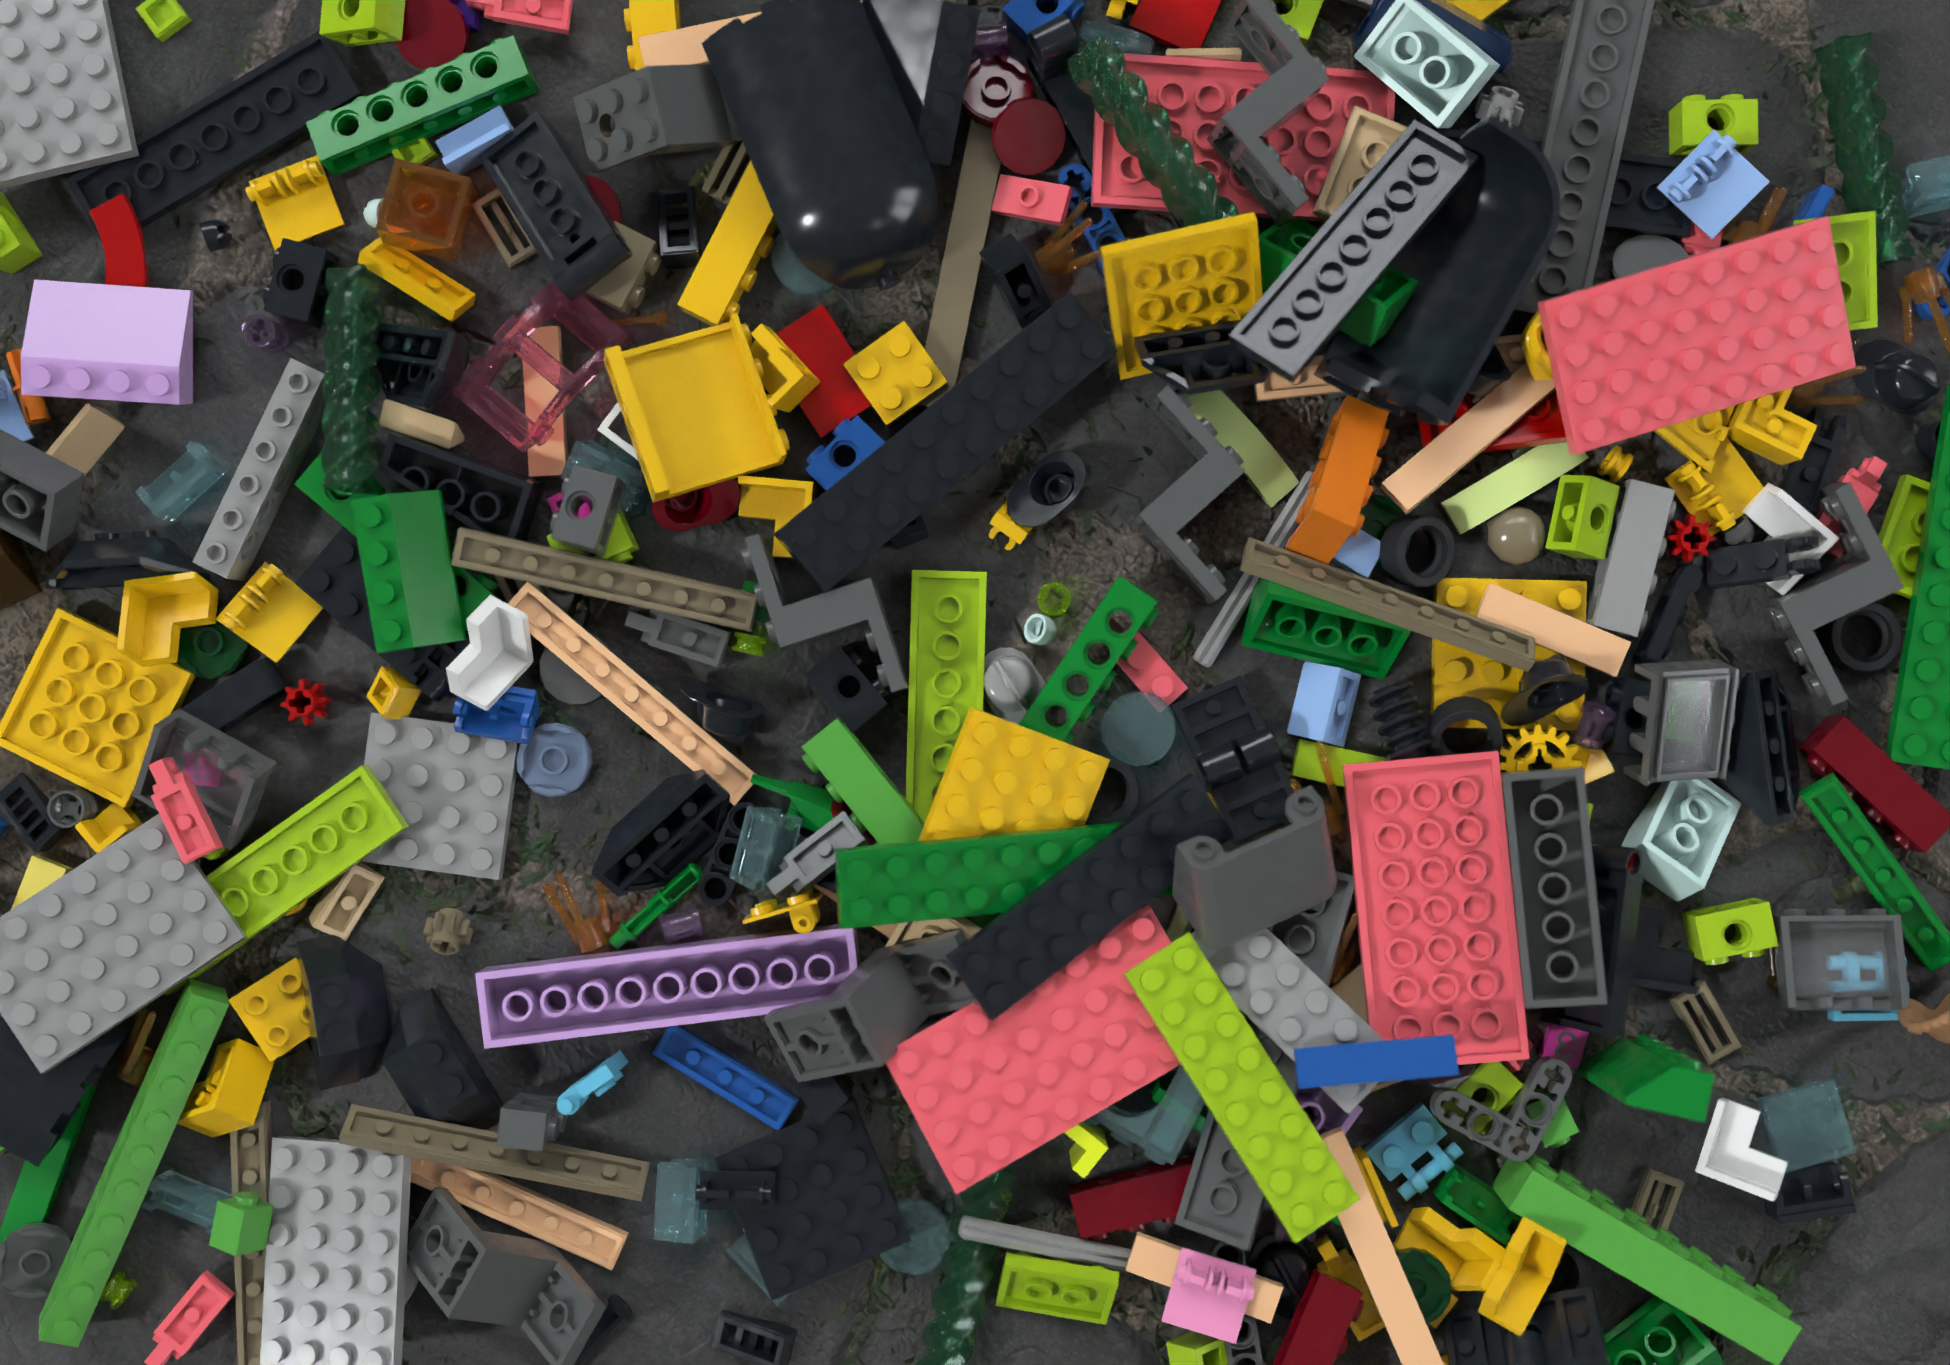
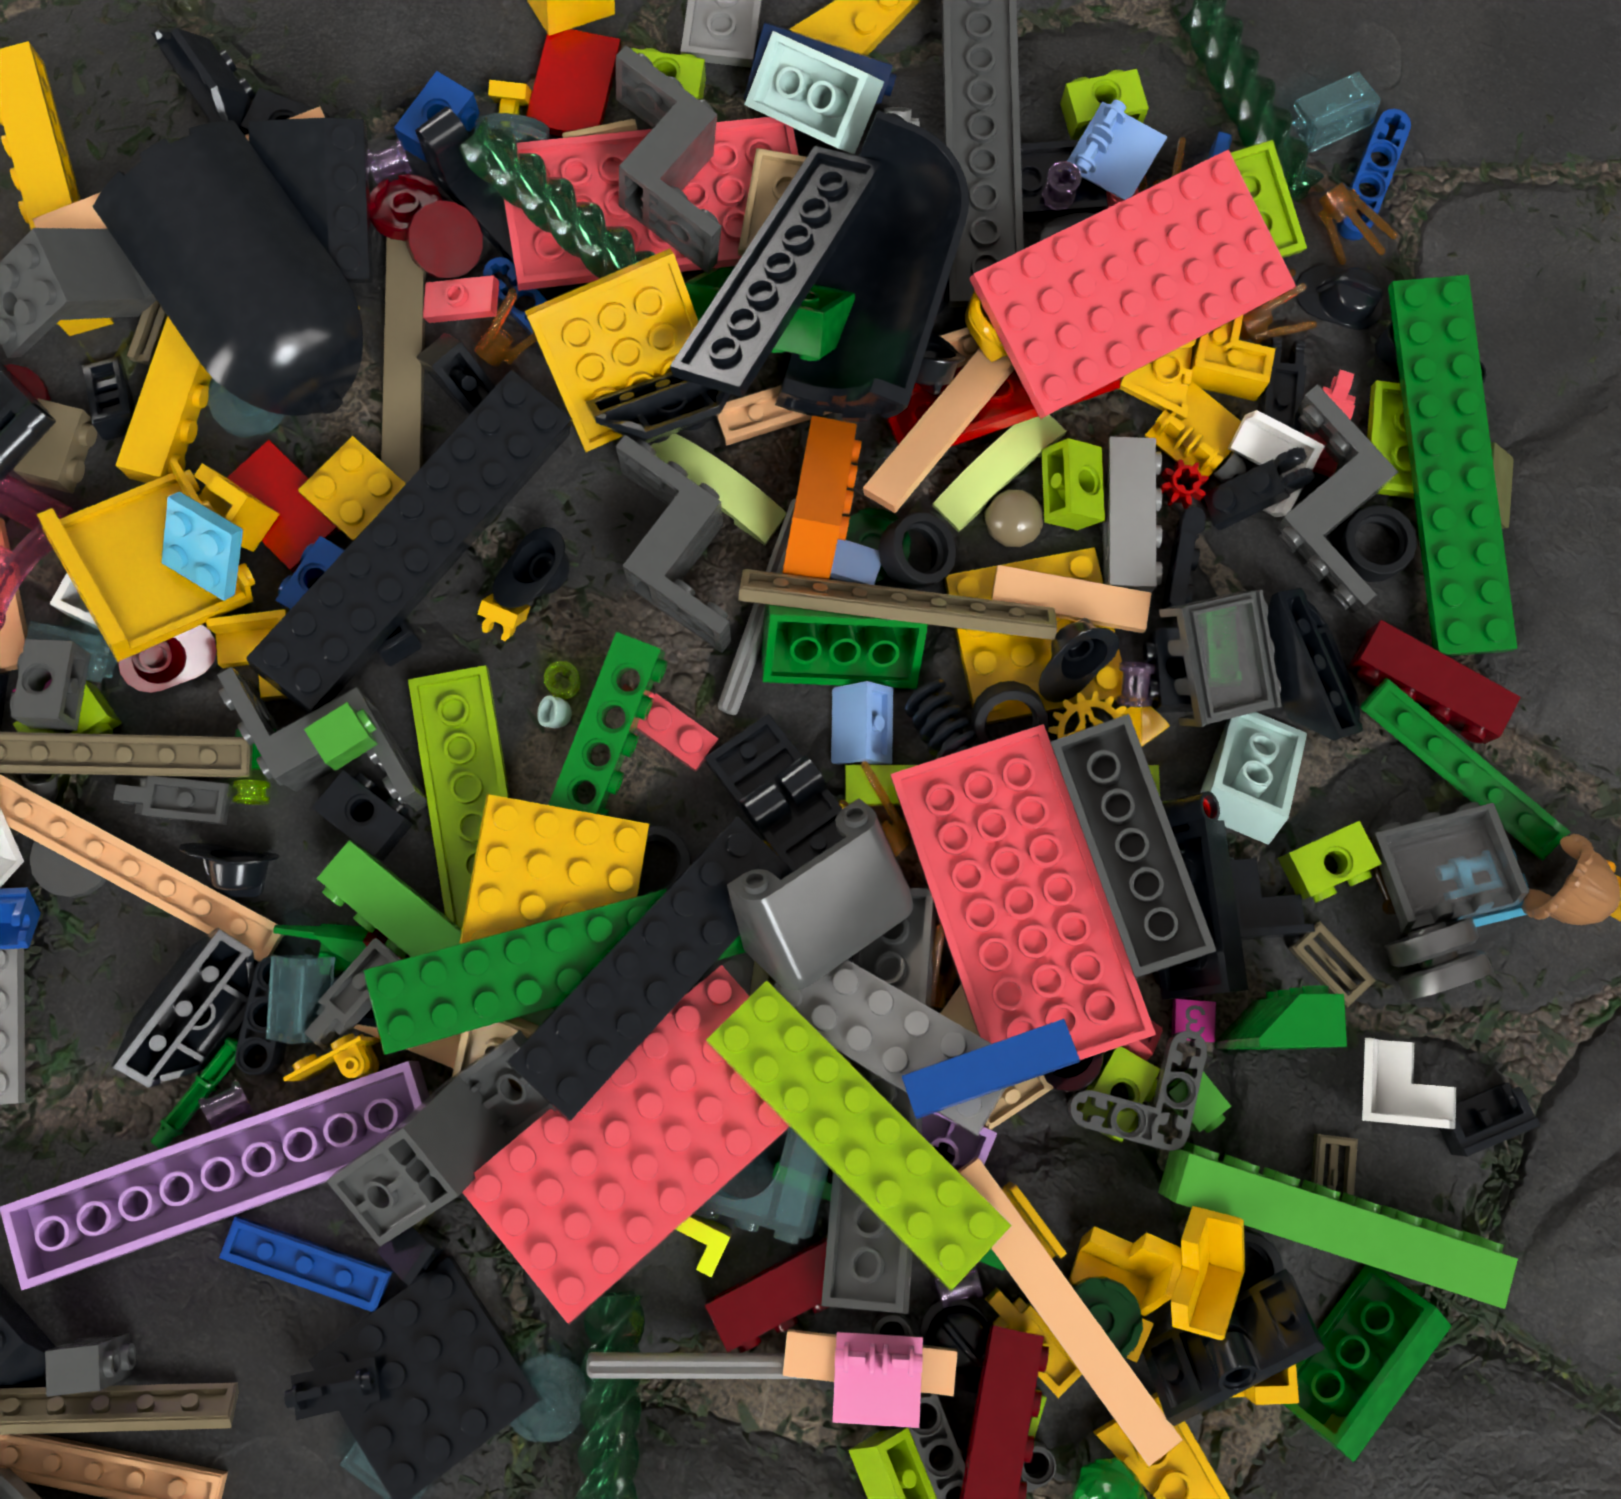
camera: 20 degrees left, 10 degrees down
(555, 760) = (63, 960): sand blue tile -> none
(587, 931) = (125, 1138): clear orange plant -> none
(597, 1081) = (162, 1290): medium azure plate -> none
(659, 318) = (105, 488): clear orange hinge -> none
(675, 1203) = (272, 1427): clear light blue hinge -> none
(750, 410) = (201, 545): none -> medium azure plate
(852, 624) = (342, 735): none -> bright green brick
(1011, 683) = (533, 771): light grey piece -> none
(1057, 1288) = (713, 1416): lime plate -> none
(1138, 728) = (675, 790): clear light blue tile -> none
(1408, 1141) = (1056, 1165): medium azure plate -> none
(1475, 1202) = (1144, 1210): green hinge -> none
(1615, 464) = (1093, 429): yellow bush -> none
(1662, 208) = (1066, 175): none -> clear purple bush
(1806, 1045) = (1438, 958): none -> flat silver wheel
(1807, 1124) = (1466, 1048): clear light blue tile -> none

